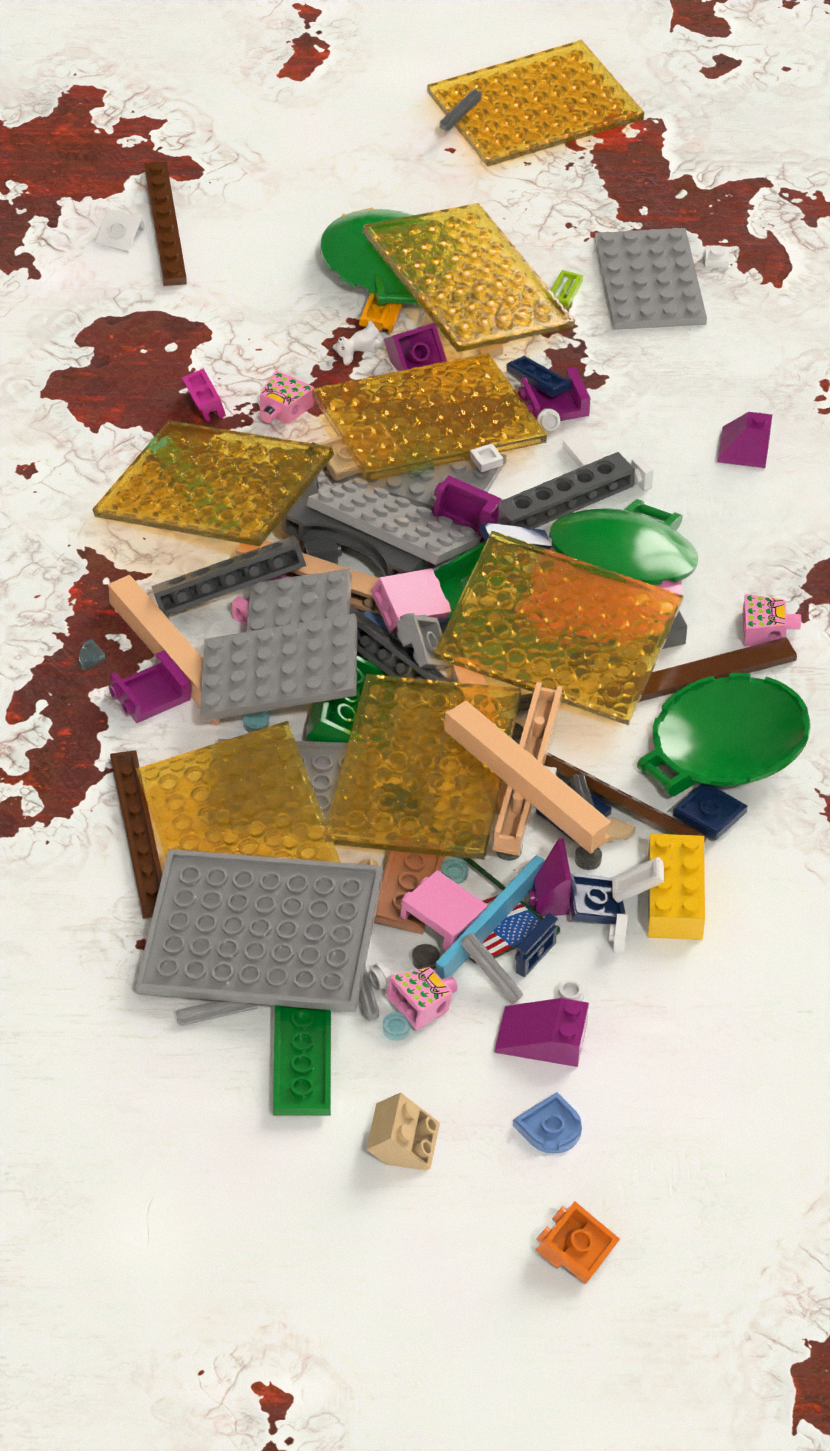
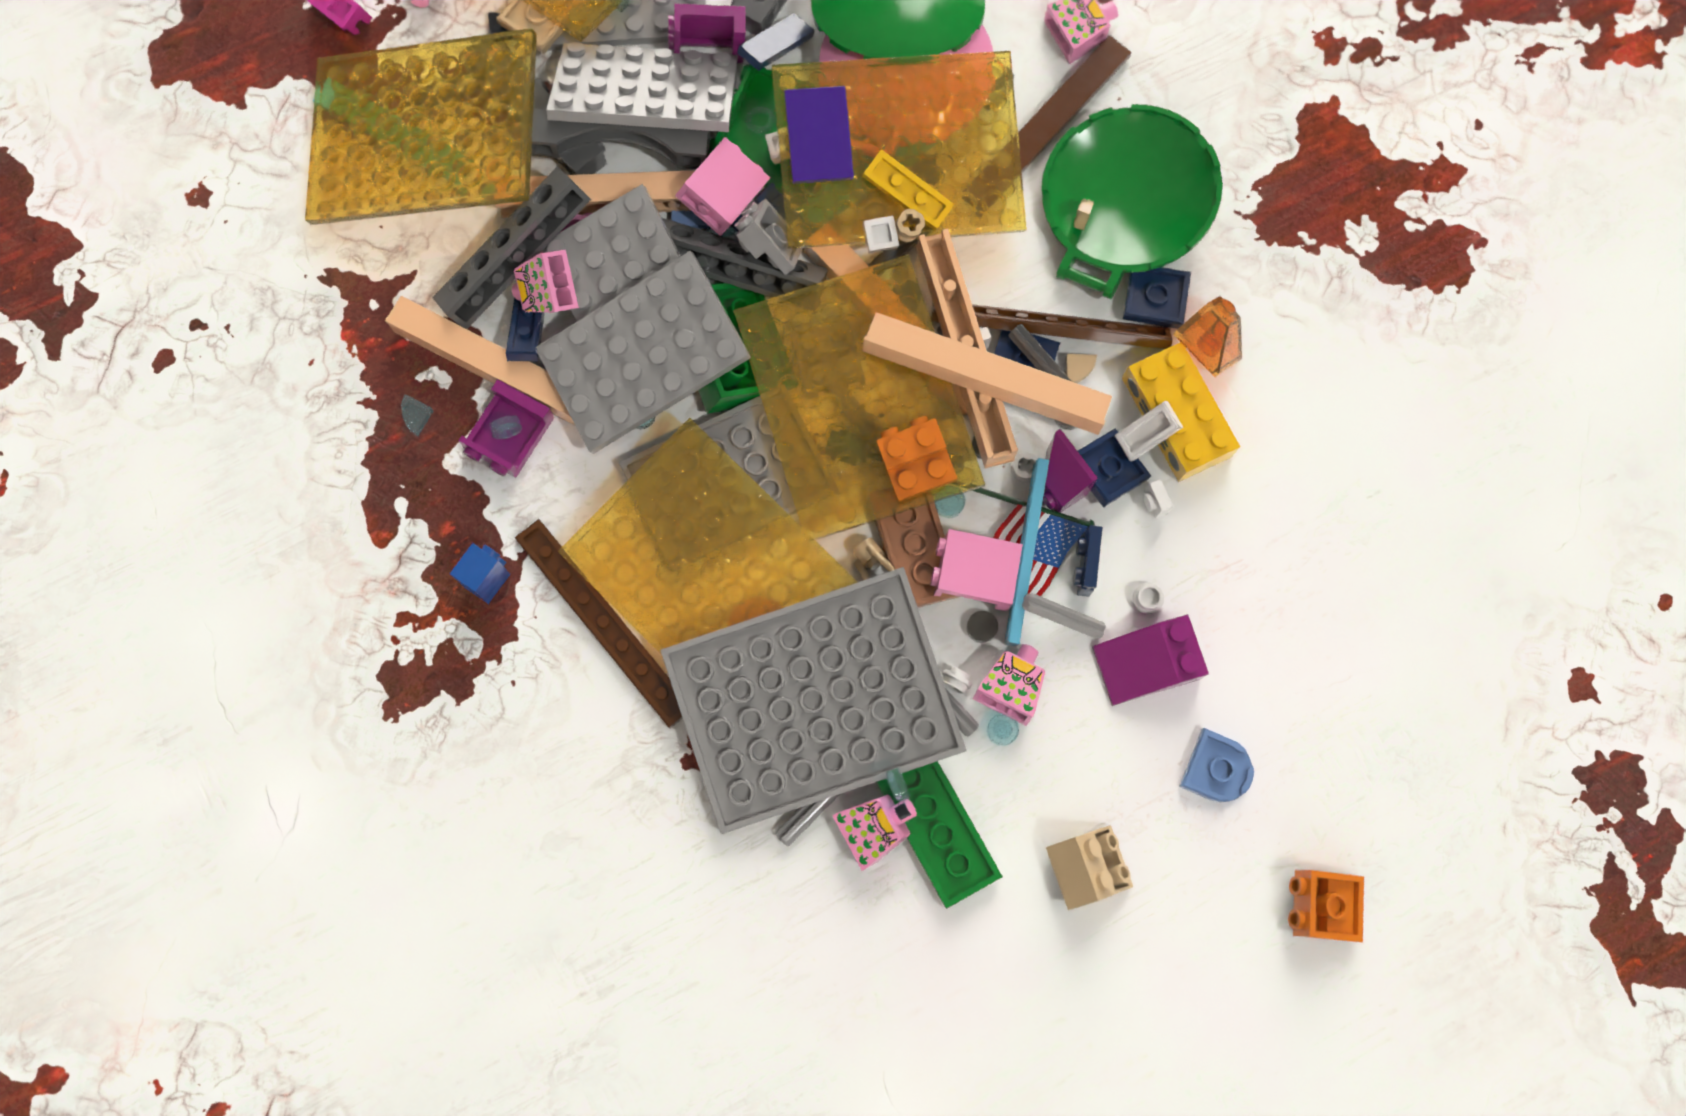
camera: 30 degrees left, 30 degrees up
(71, 756) = (481, 572): none -> blue brick
(150, 683) = (505, 427): none -> clear light blue tile
(213, 625) = (524, 334): none -> dark blue tile
(238, 601) = (545, 283): none -> bright pink torso
(253, 1032) = (875, 828): none -> bright pink torso
(287, 1001) = (898, 784): none -> clear light blue tile
(440, 812) = (916, 458): none -> orange plate
(499, 587) = (818, 134): none -> dark purple tile
(508, 670) = (880, 234): none -> white plate
(531, 672) = (913, 218): none -> tan bush
(547, 650) = (907, 189): none -> yellow plate
(684, 731) = (1083, 214): none -> tan tile
(734, 846) = (1214, 336): none -> clear orange slope

